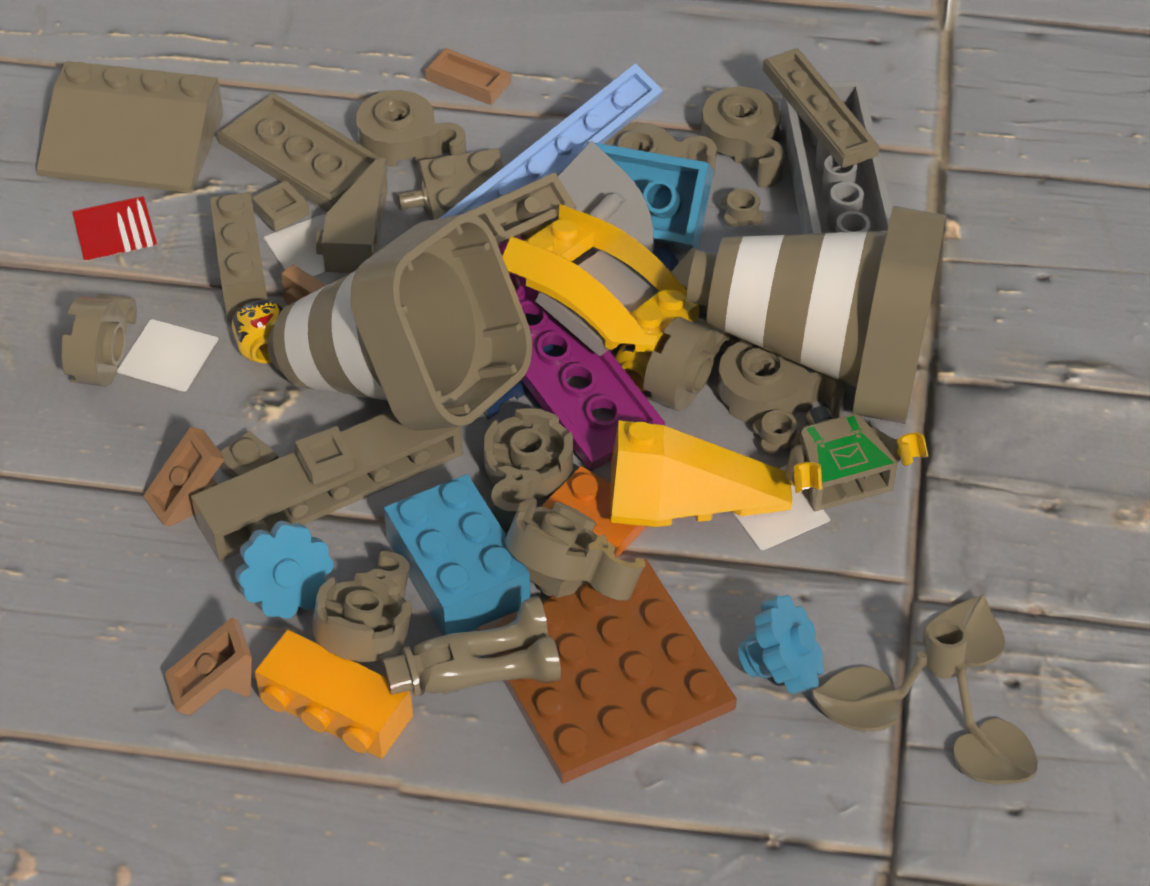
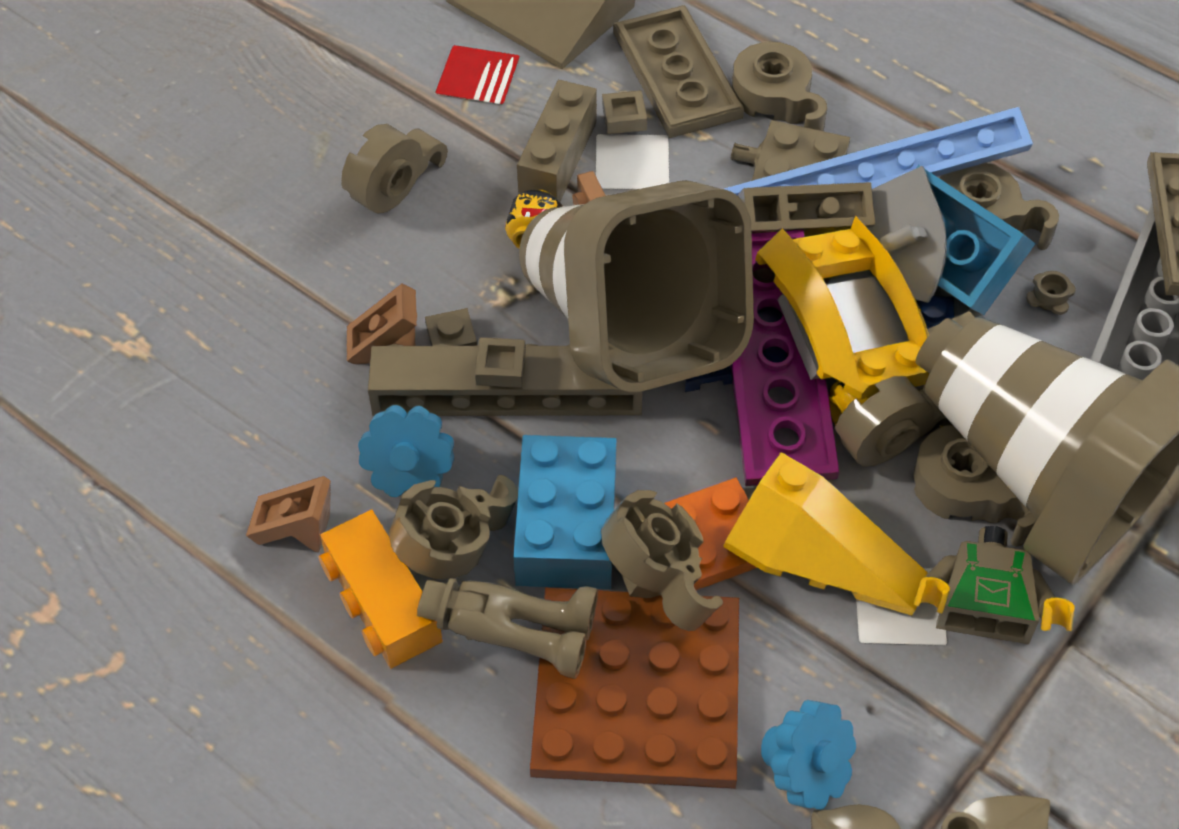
camera: 30 degrees right, 5 degrees up
(167, 355) = (449, 208): white sticker -> none
(355, 222) = (682, 149): dark tan slope -> none
(468, 76) = (870, 57): medium nougat tile -> none
(525, 460) = (671, 453): dark tan piece -> none
(746, 126) = (1102, 211): dark tan piece -> none
(777, 431) = (945, 520): dark tan plate -> none

